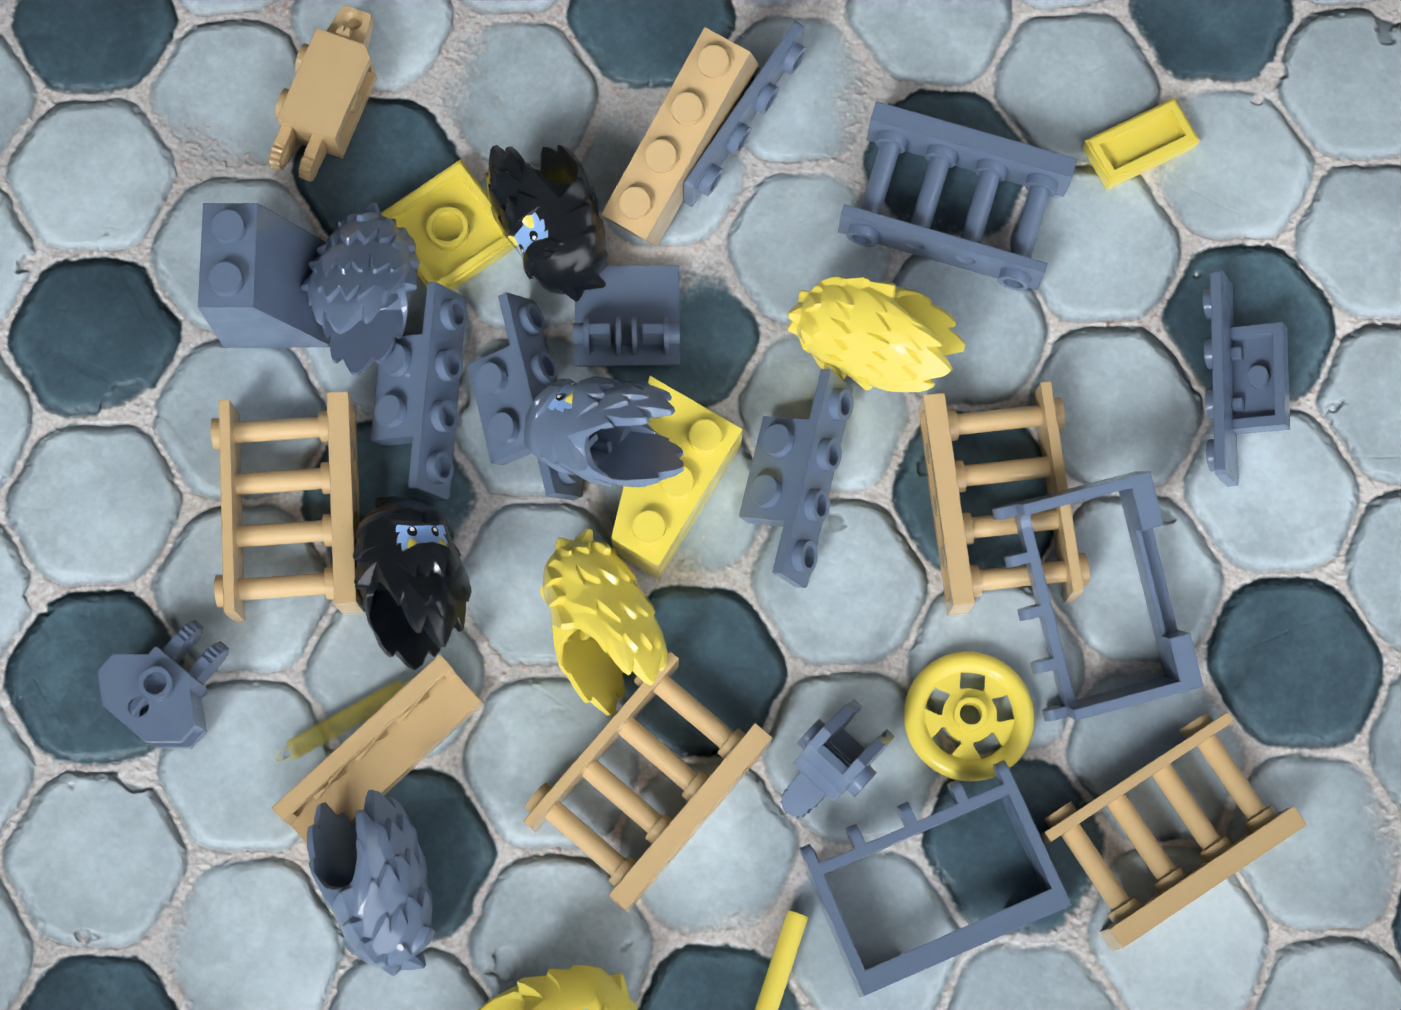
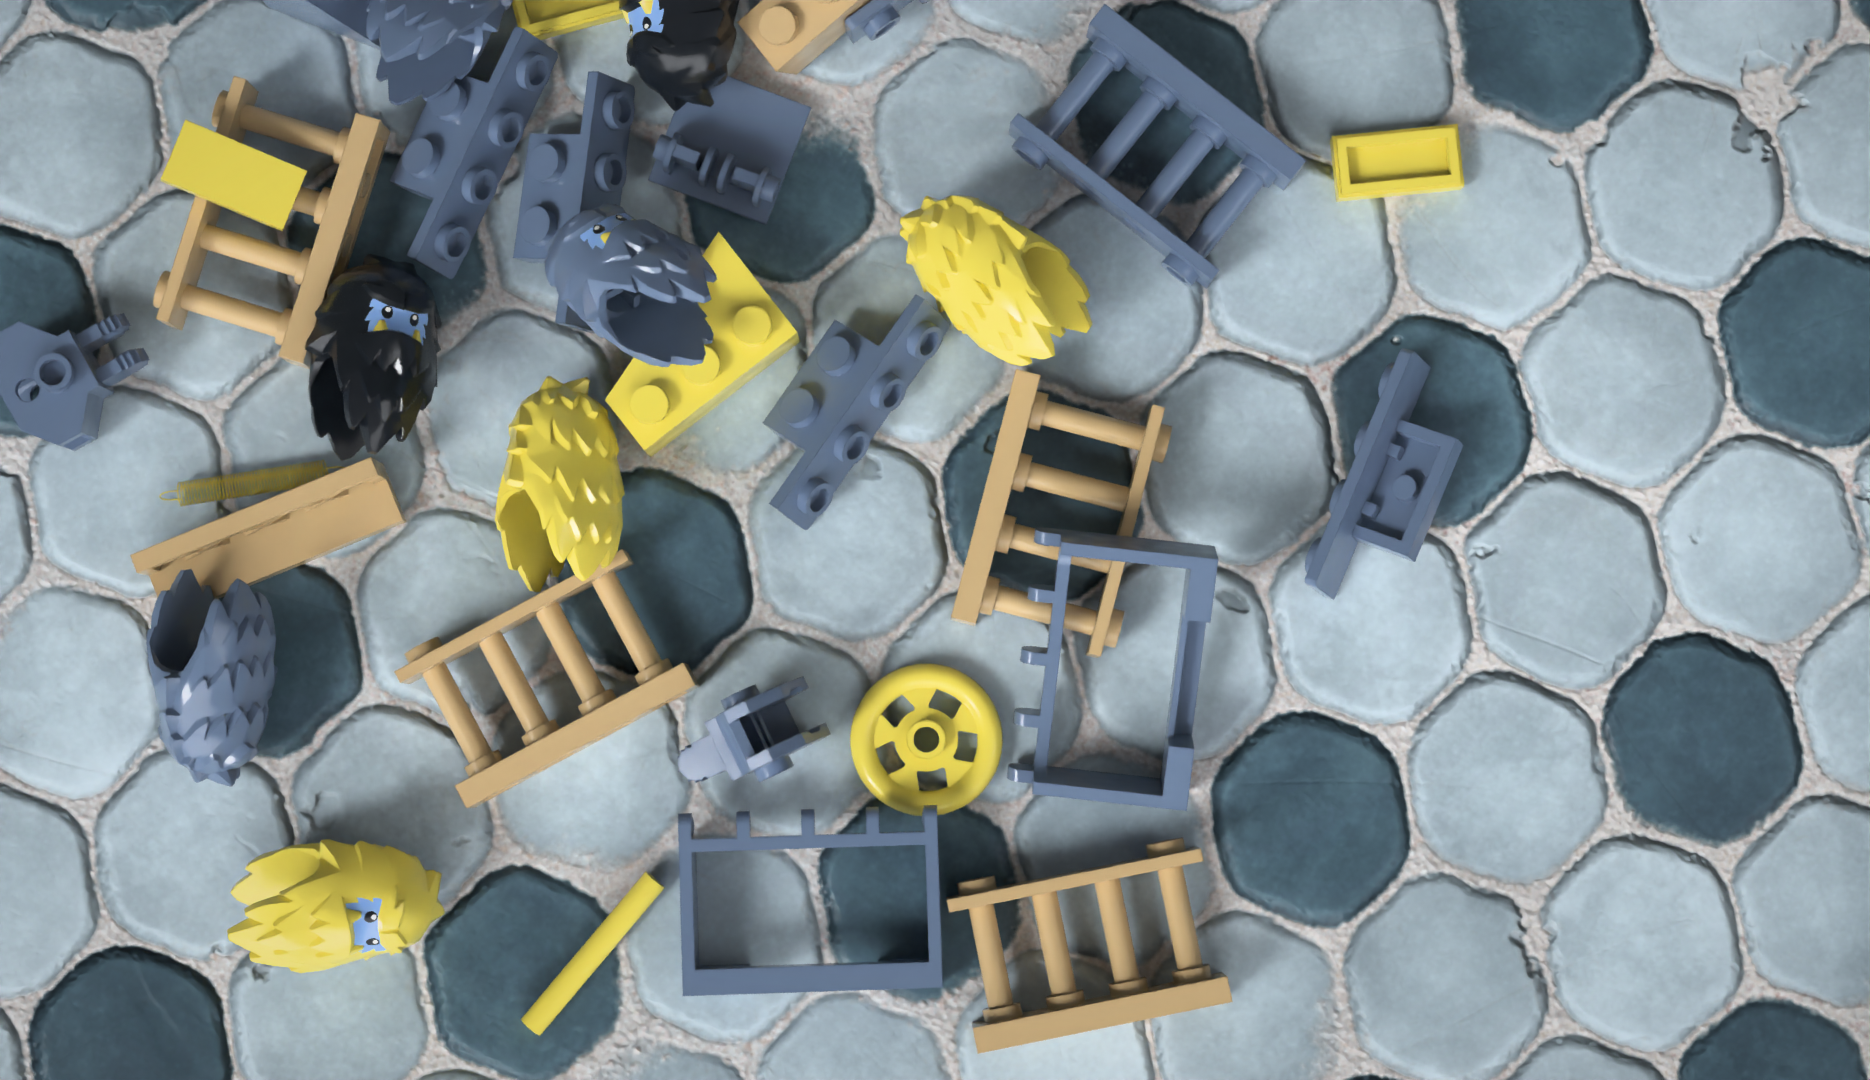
camera: 20 degrees right, 10 degrees up
(247, 475) = (233, 175): none -> light yellow tile

